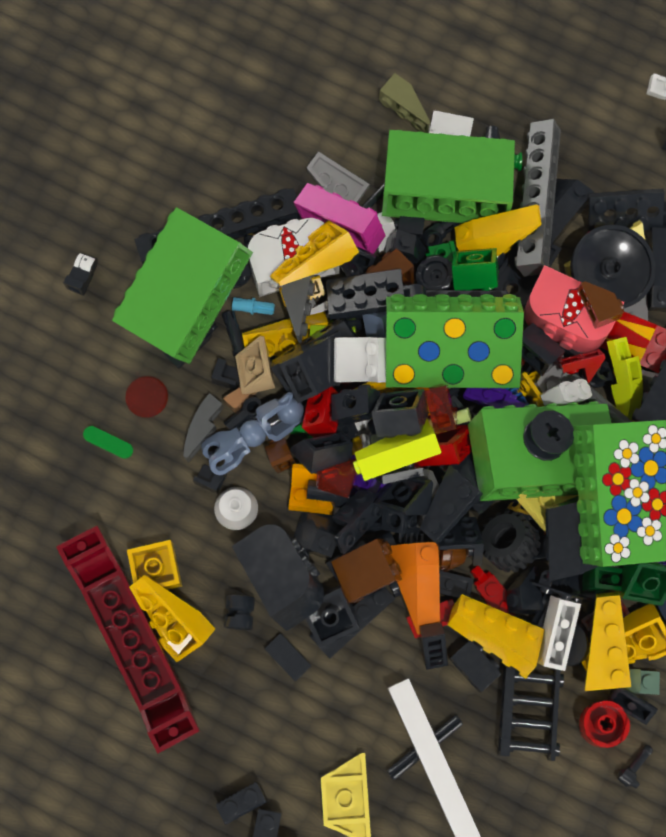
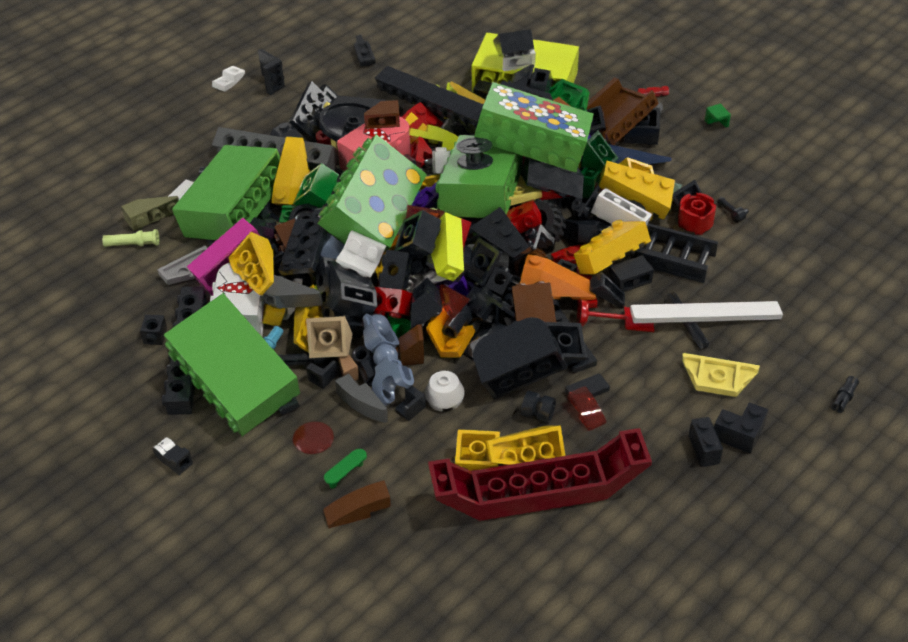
camera: 70 degrees left, 30 degrees down
(67, 470) = (358, 504): none -> reddish brown slope
(237, 178) = (153, 329): none -> black brick
(256, 664) = (587, 408): none -> clear red slope
(362, 112) = (139, 238): none -> yellowish green pin
(416, 678) = (583, 313): none -> red piece
(491, 521) = (525, 216): none -> red brick

